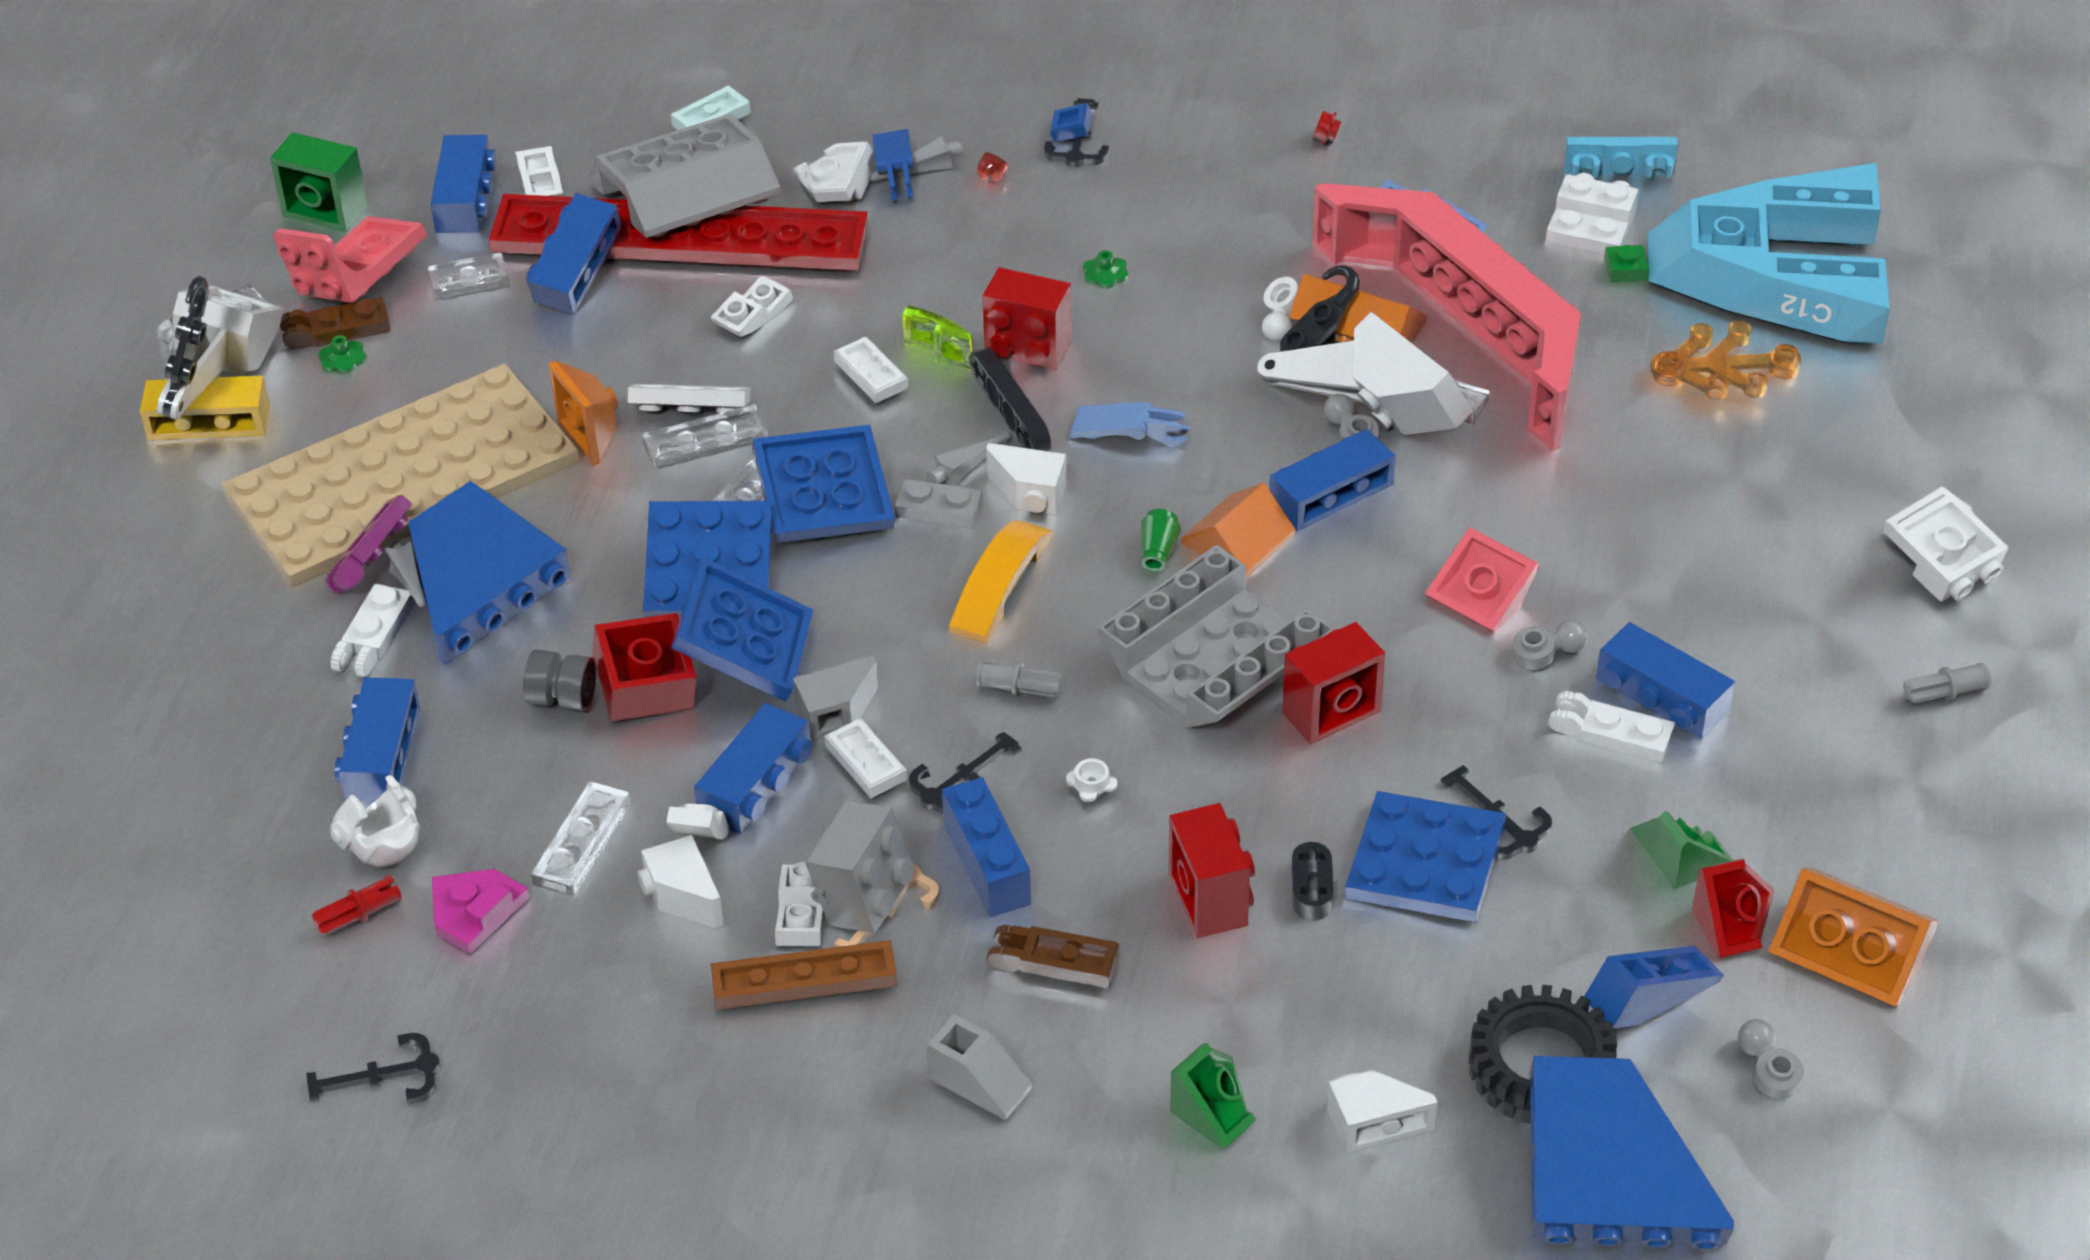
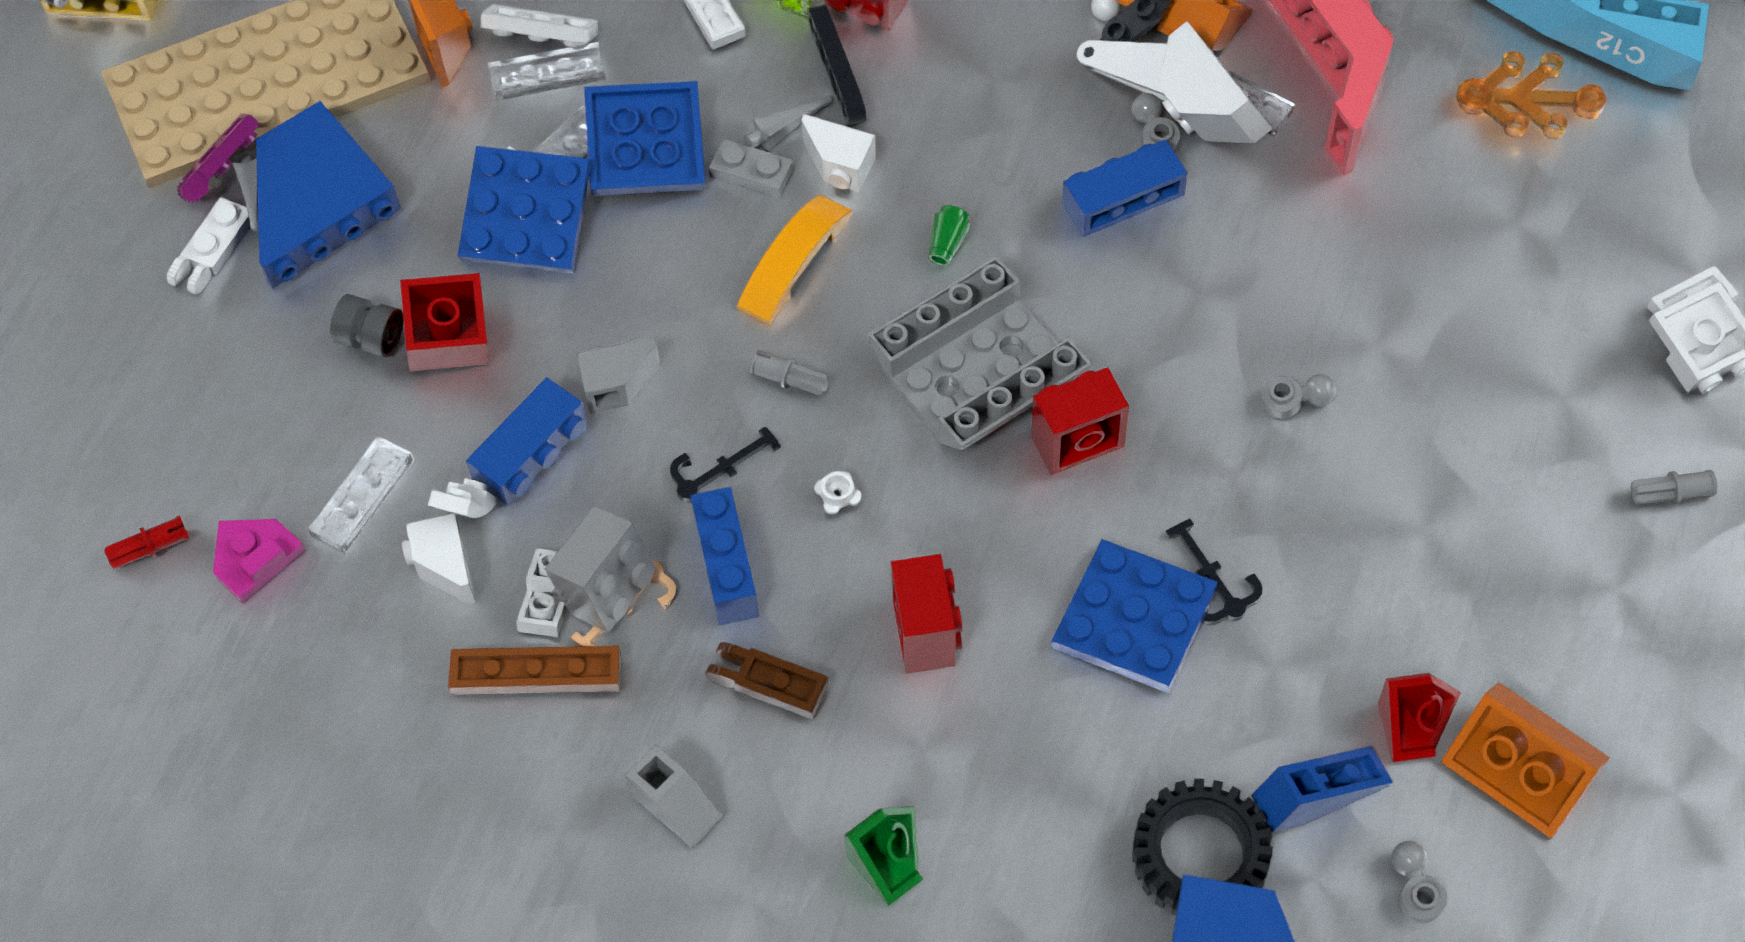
camera: 10 degrees right, 15 degrees up
(378, 737) = (195, 368): blue brick -> none
(381, 832) = (178, 469): white helmet -> none
(425, 1065) = (183, 716): black piece -> none
(743, 629) = (539, 294): blue plate -> none
(865, 758) = (633, 442): white plate -> none
(1132, 420) = (944, 99): medium blue arm -> none
(1244, 525) = (1028, 233): orange slope -> none
(1320, 881) = (1031, 629): black beam -> none
(1378, 1109) = (1034, 889): white slope -> none
(1483, 581) = (1246, 318): coral slope -> none
(1611, 726) = (1341, 494): white hinge -> none
(1665, 680) = (1400, 451): blue brick -> none
(1679, 848) = (1382, 644): green slope -> none

